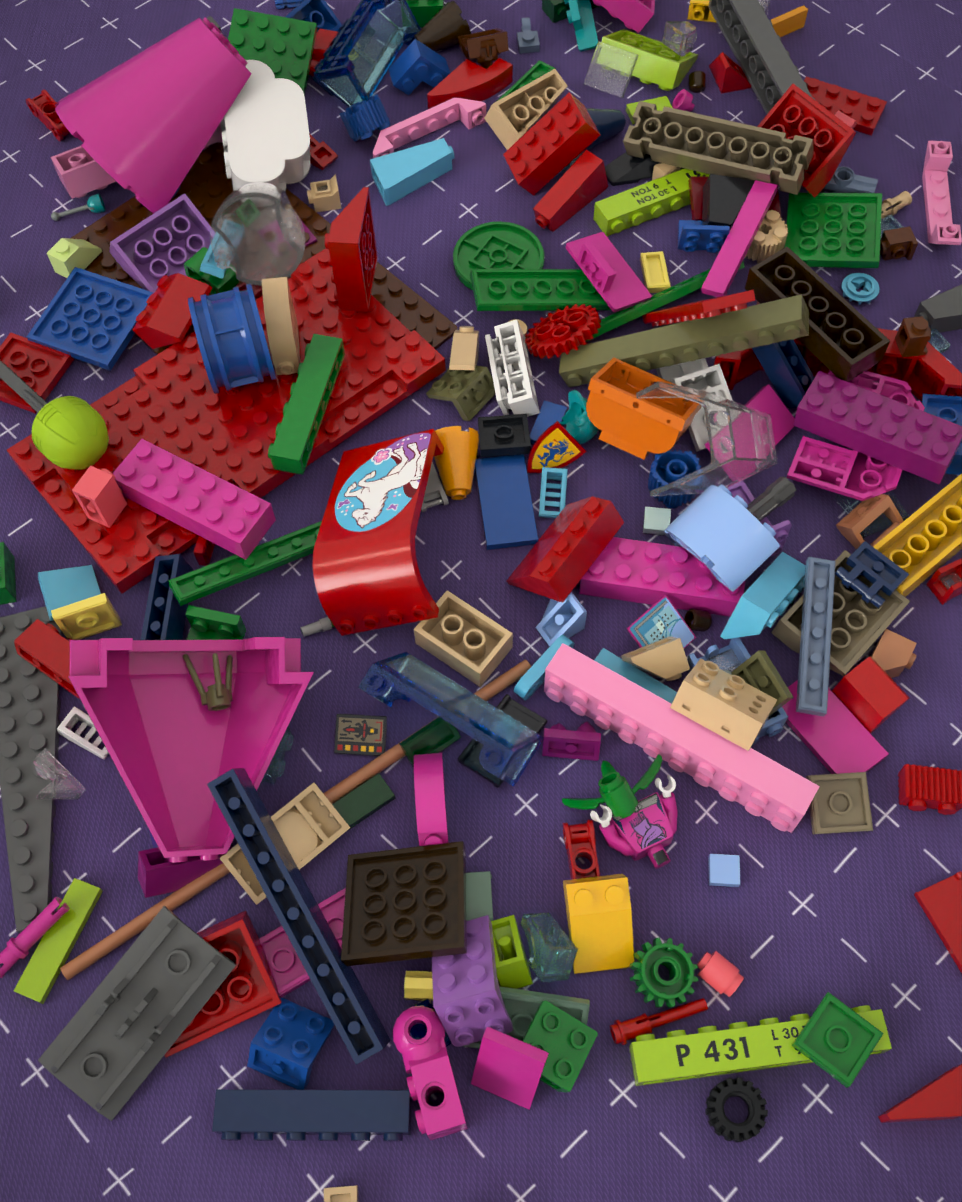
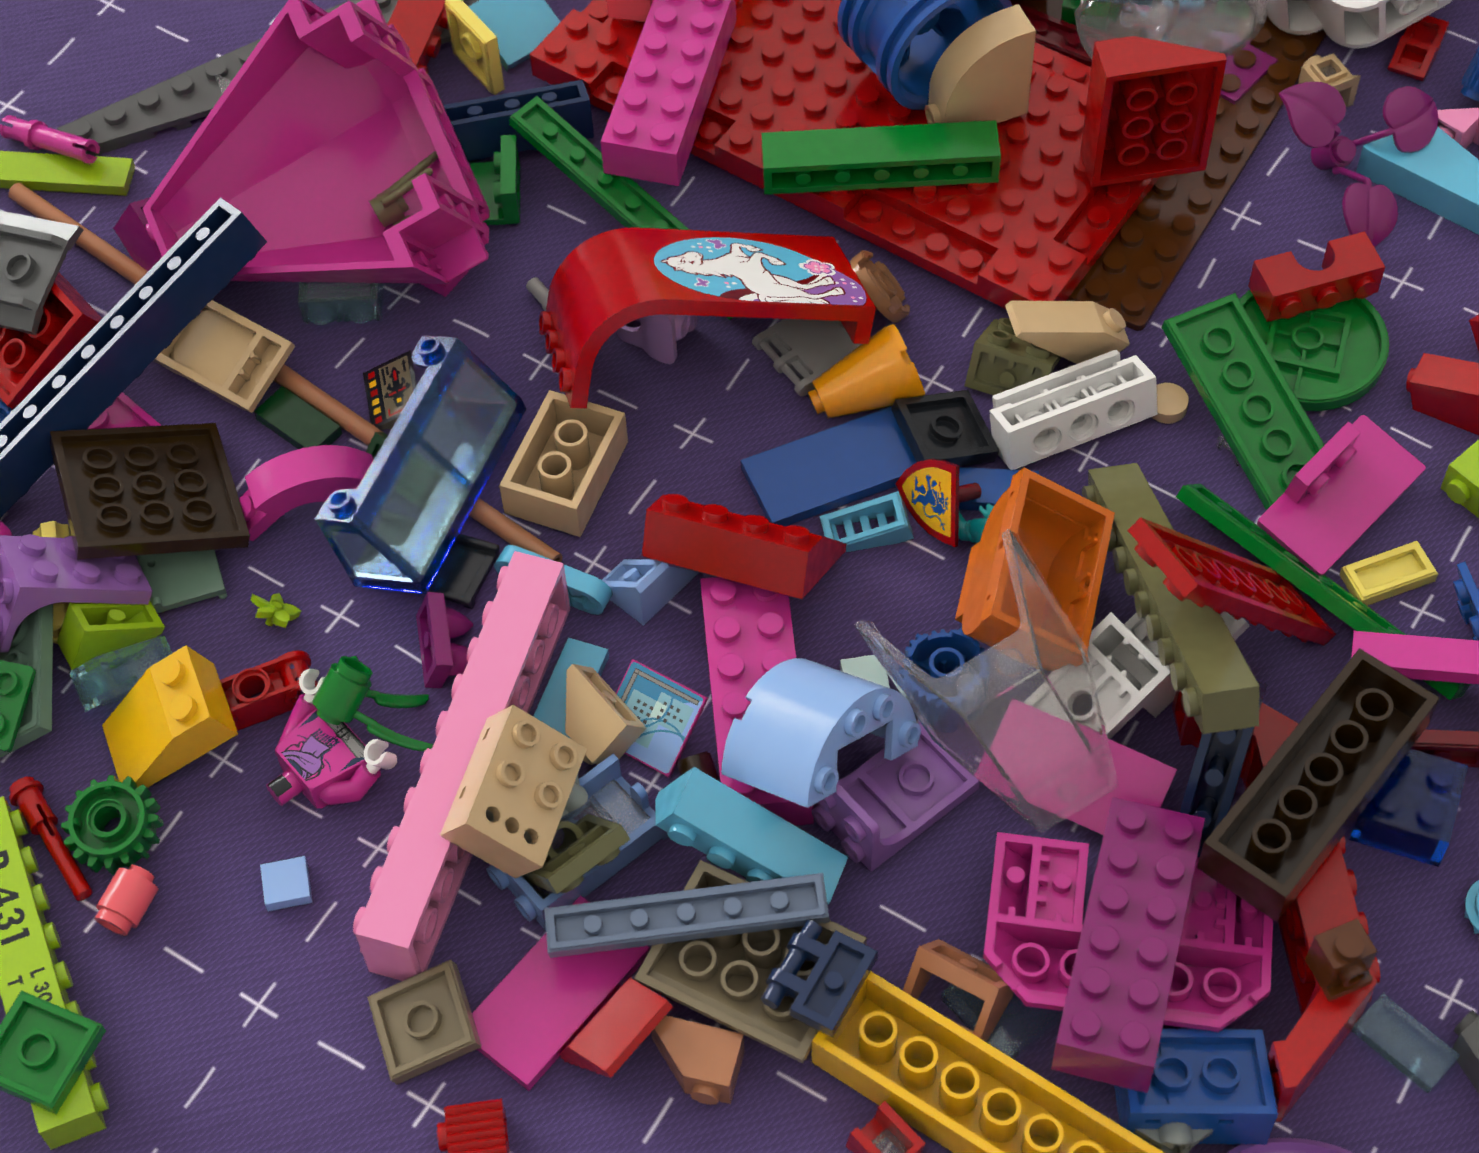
camera: 75 degrees right, 5 degrees down
(376, 437) = (880, 286): none -> medium nougat tile
(380, 199) = (1314, 115): none -> magenta plant
(469, 247) = (1287, 288): none -> red arch
(517, 841) = (275, 610): none -> lime plant
(563, 331) = (1200, 461): red gear -> none
(774, 496) = (947, 821): dark grey axle -> none

